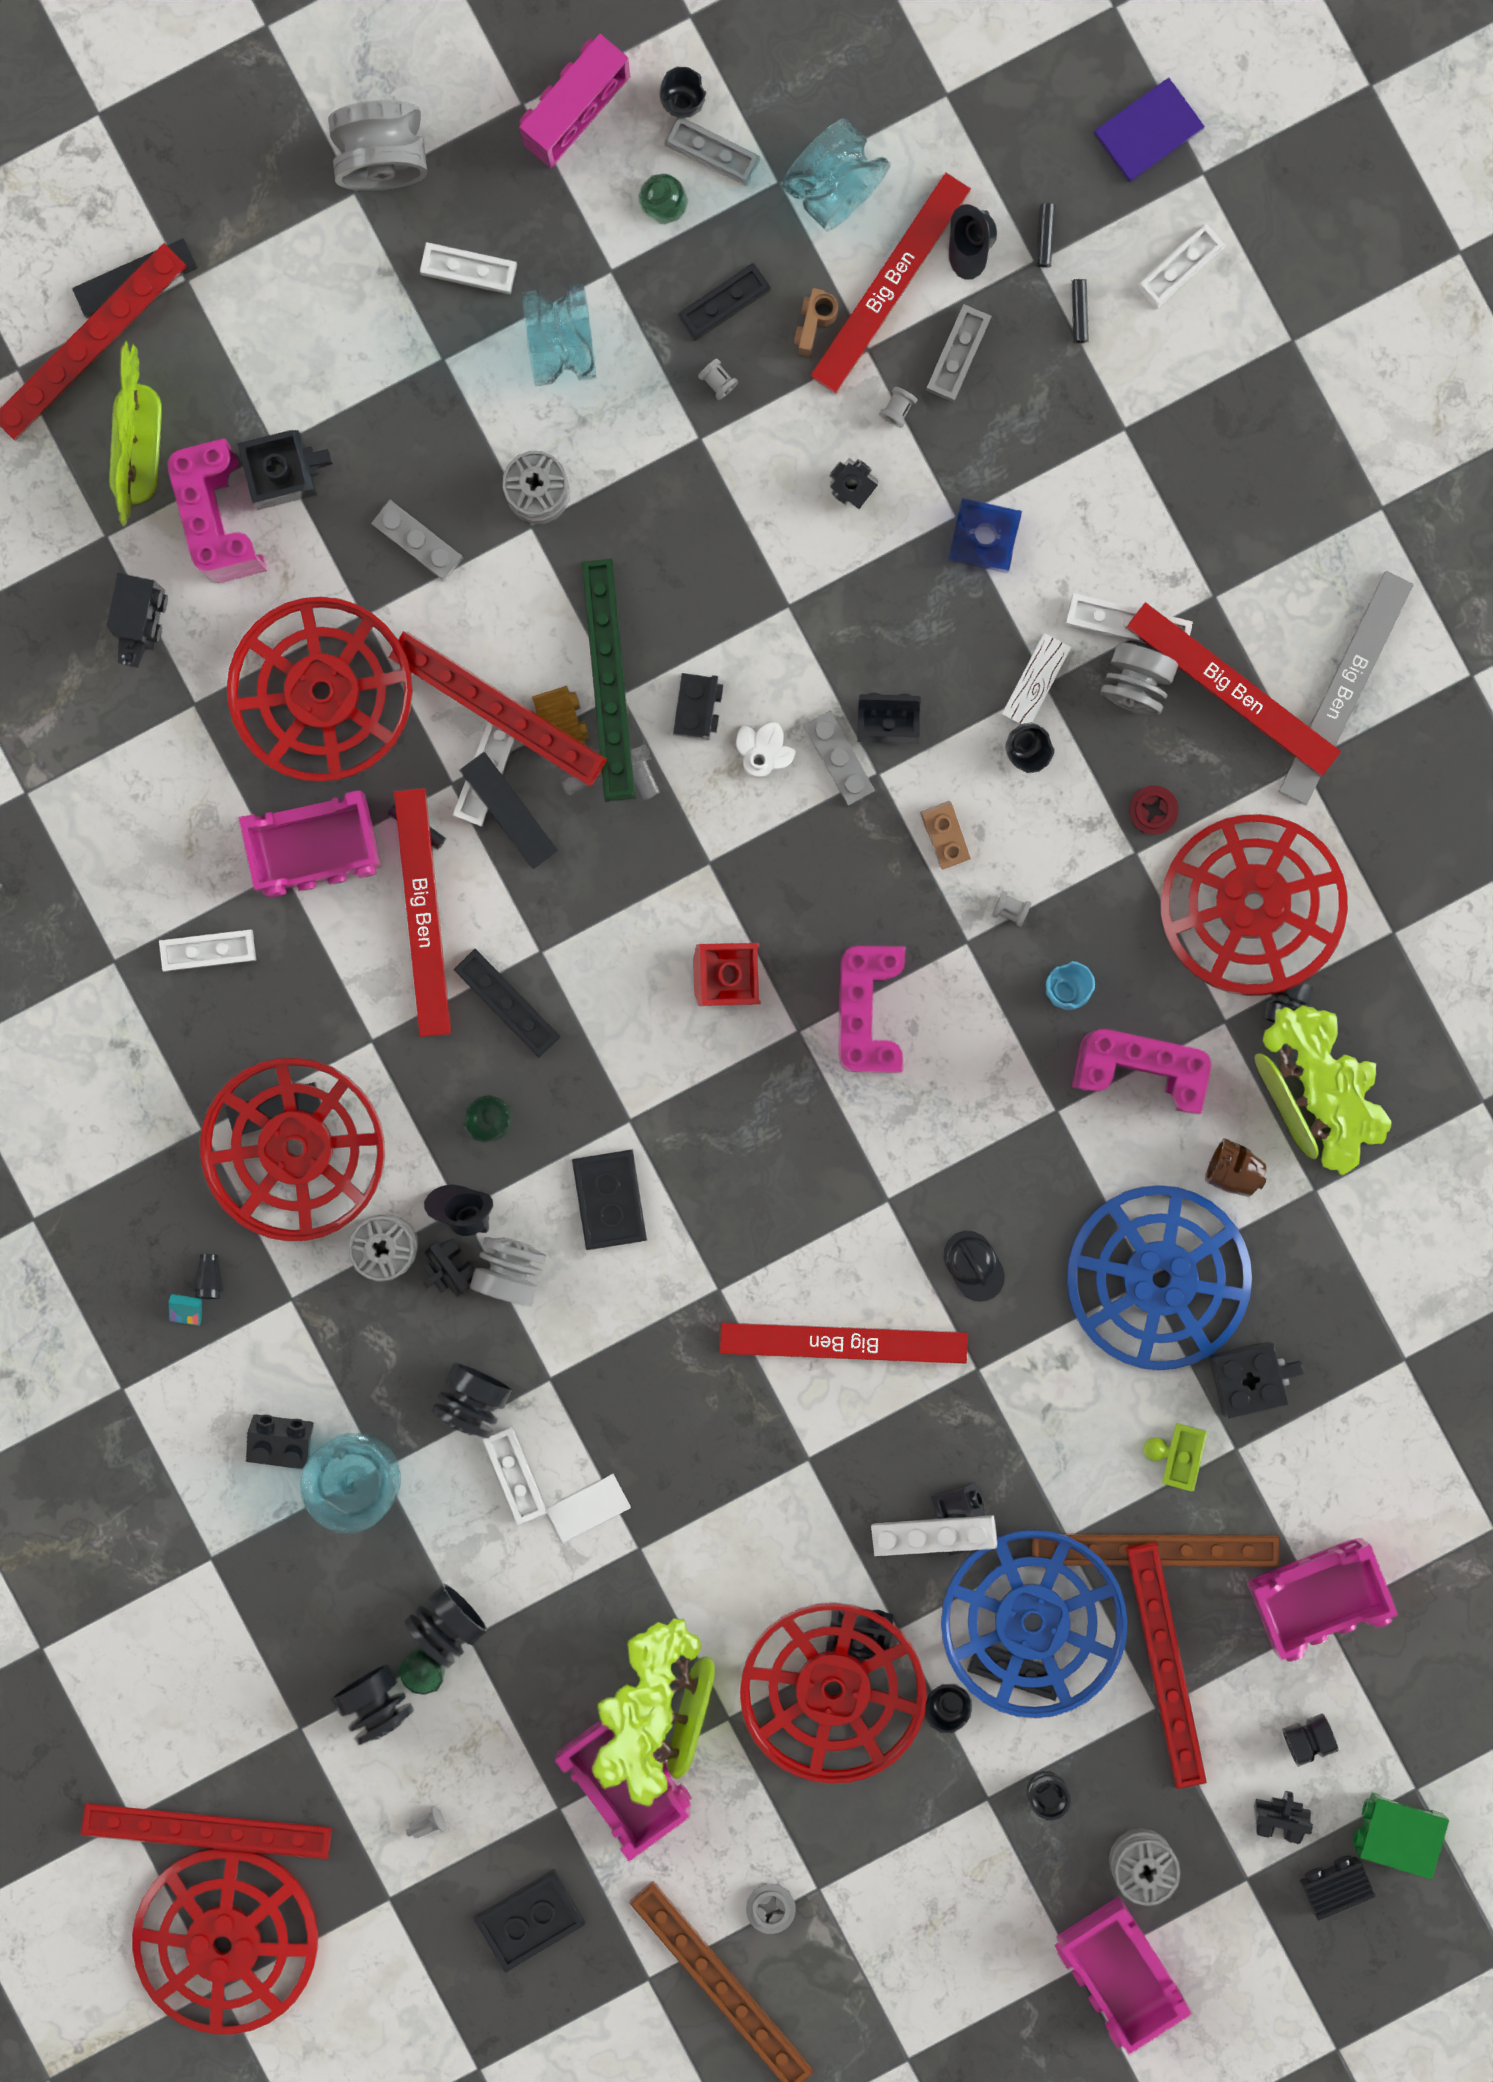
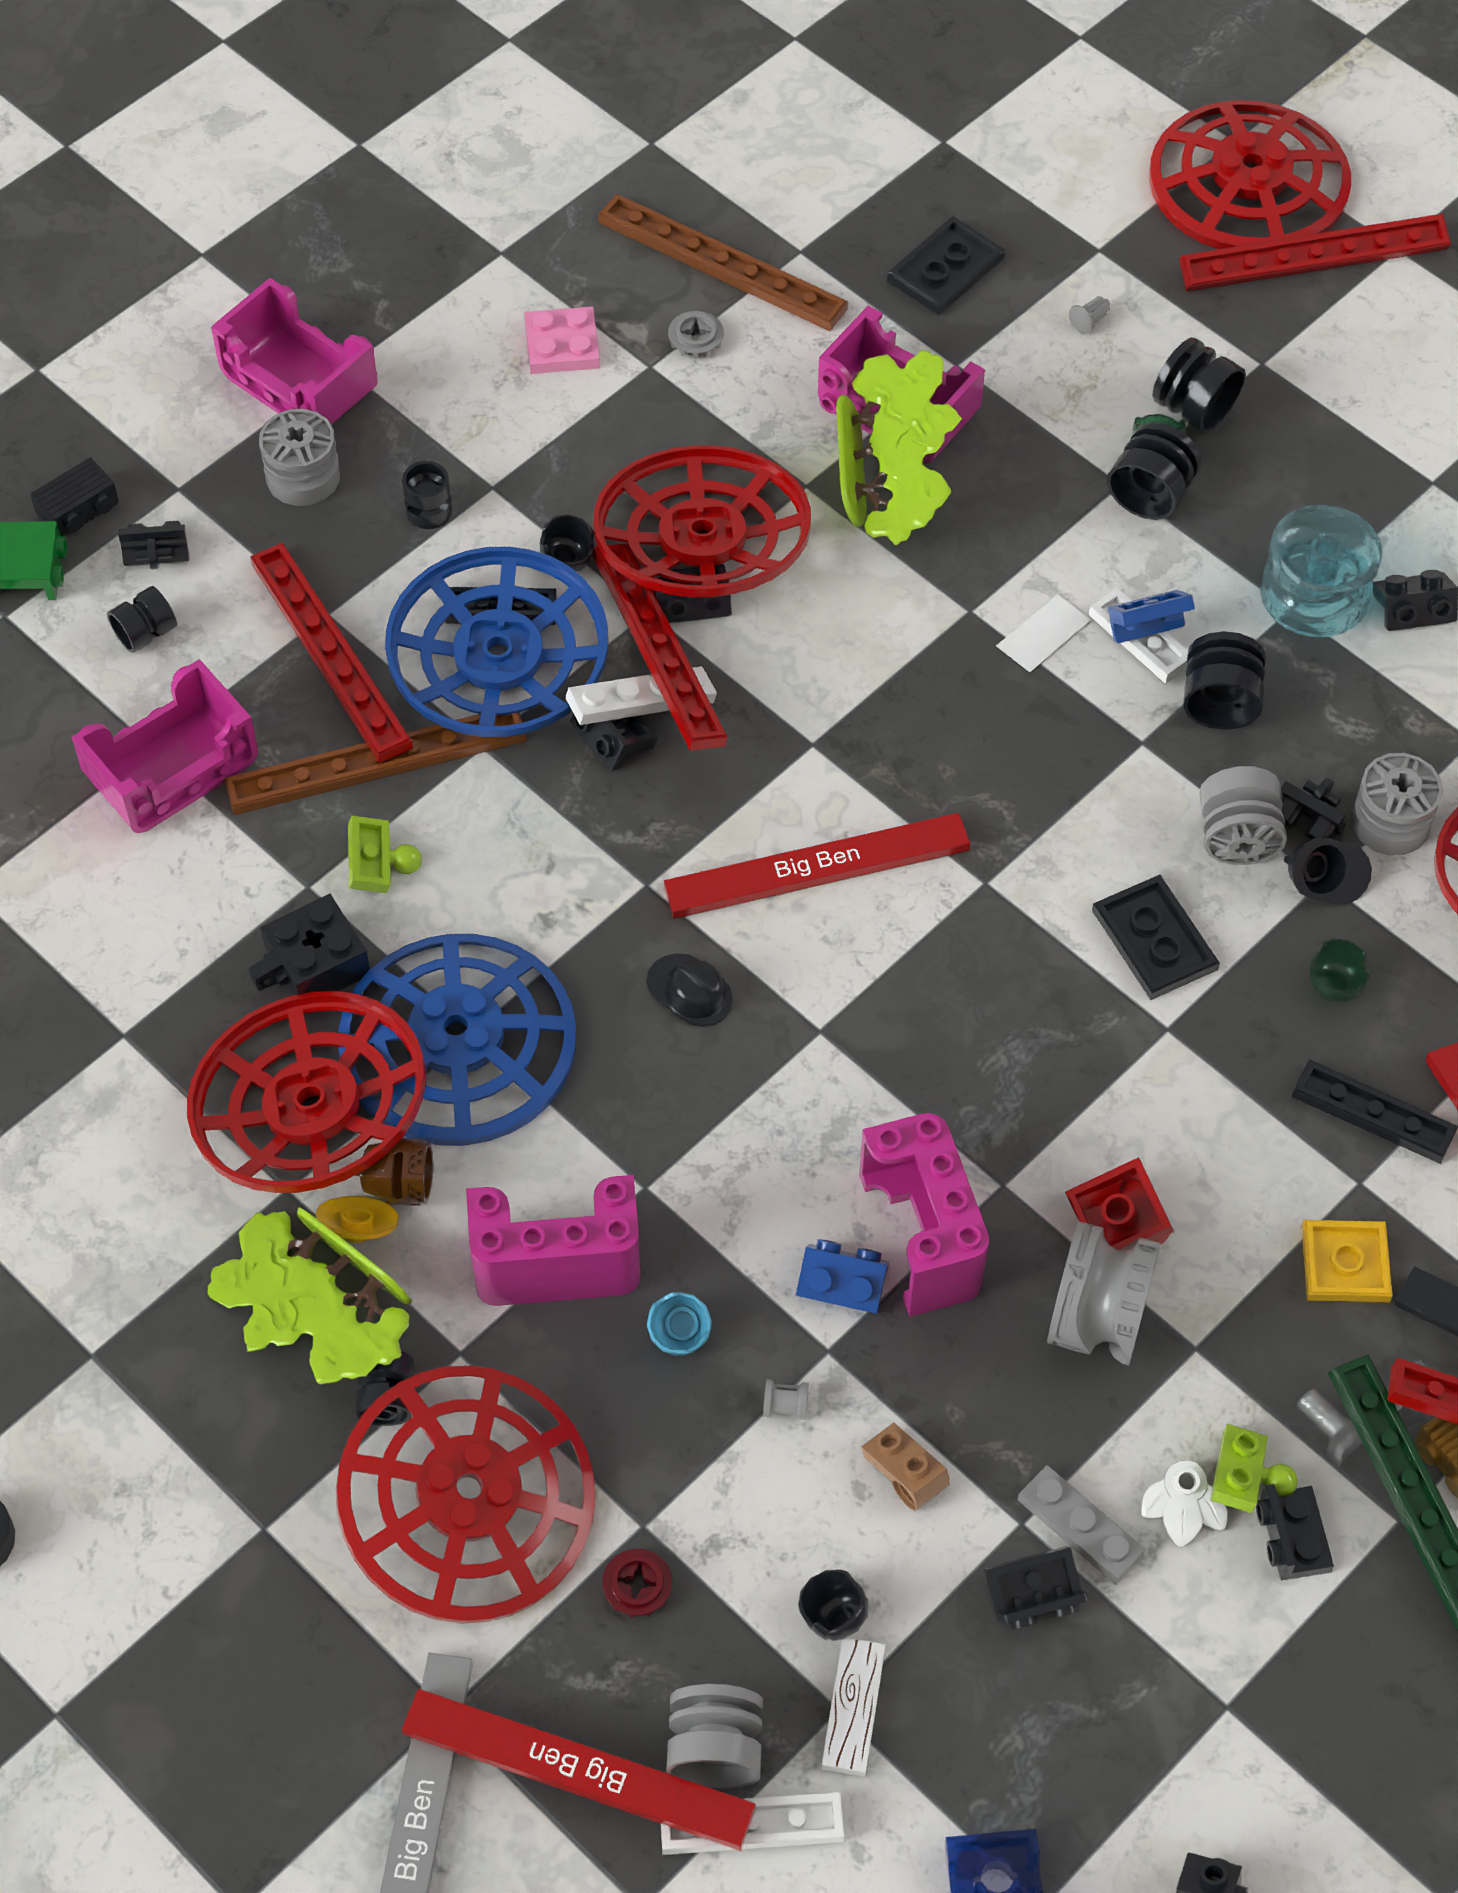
camera: 165 degrees right, 30 degrees down
(508, 1478) = (1149, 615): none -> blue bracket
(577, 892) = (1346, 1261): none -> yellow tile
(716, 758) = (1242, 1470): none -> lime plate
(769, 903) = (1102, 1293): none -> light grey piece
(885, 1939) = (562, 340): none -> bright pink plate
(906, 1567) = (662, 654): none -> red tile
(939, 991) = (842, 1276): none -> blue bracket
(1275, 1153) = (358, 1217): none -> yellow dish
(1300, 1262) = (300, 1080): none -> red dish

